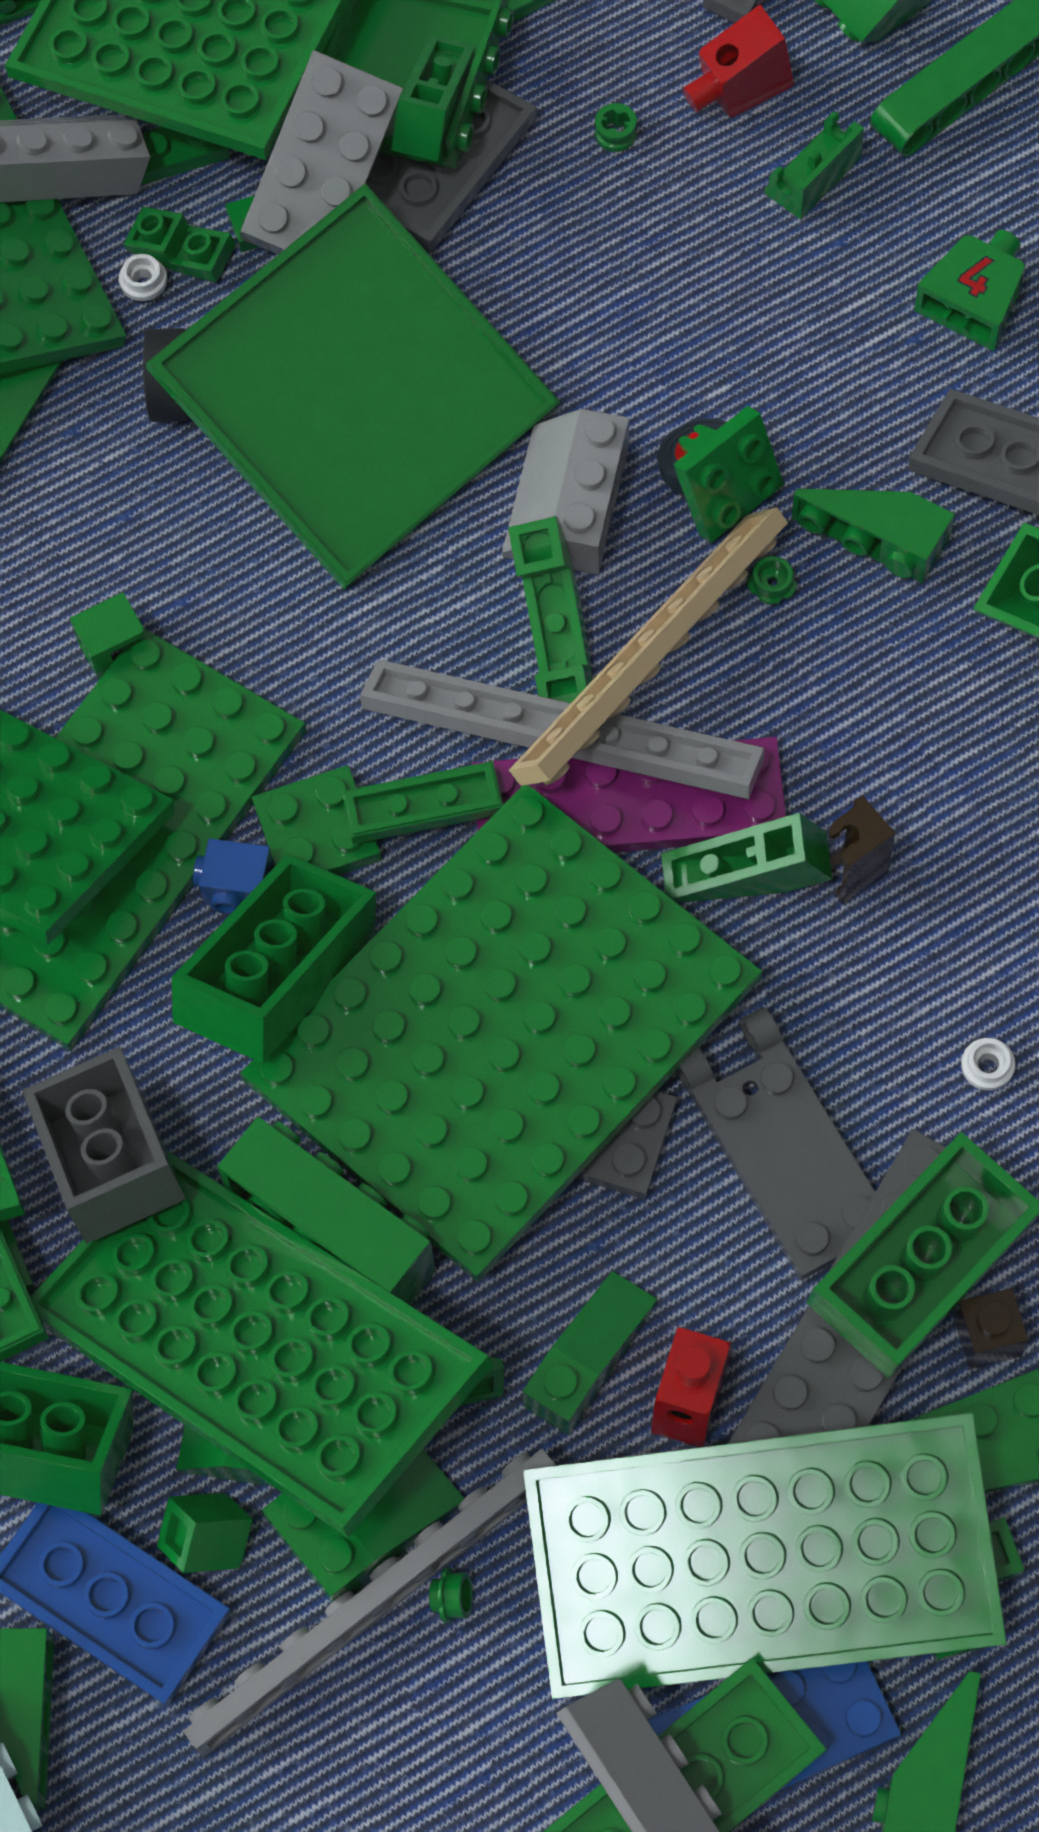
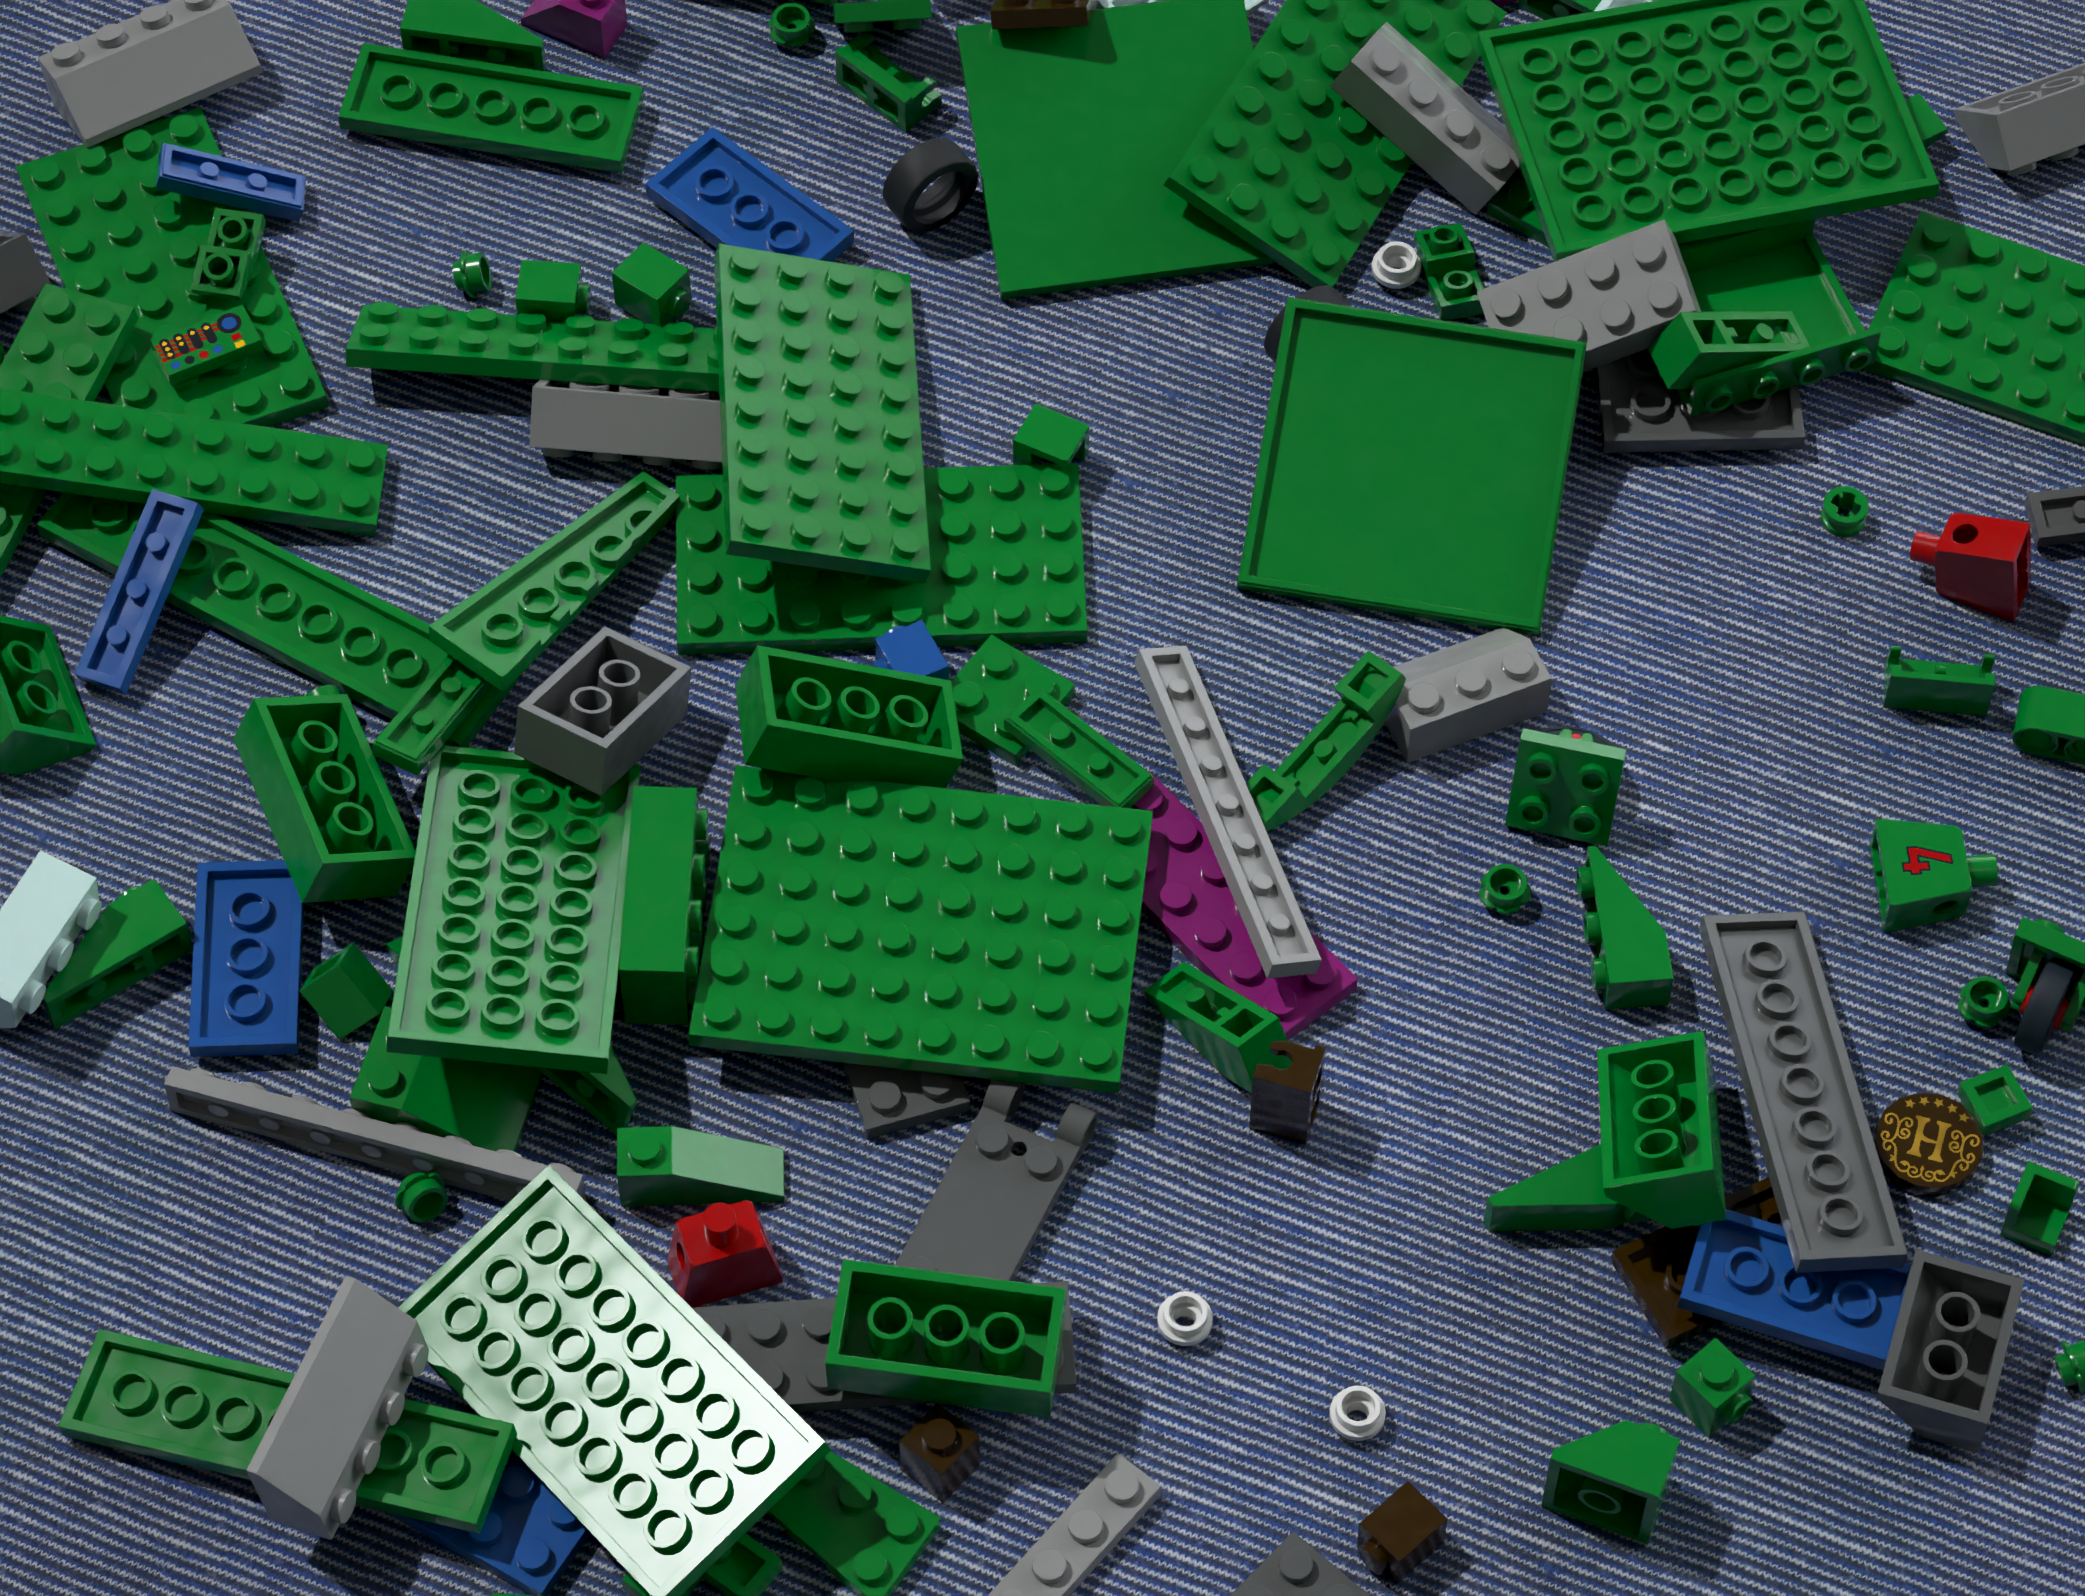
camera: 50 degrees right, 10 degrees down
(640, 657) = (1327, 823): tan plate -> none

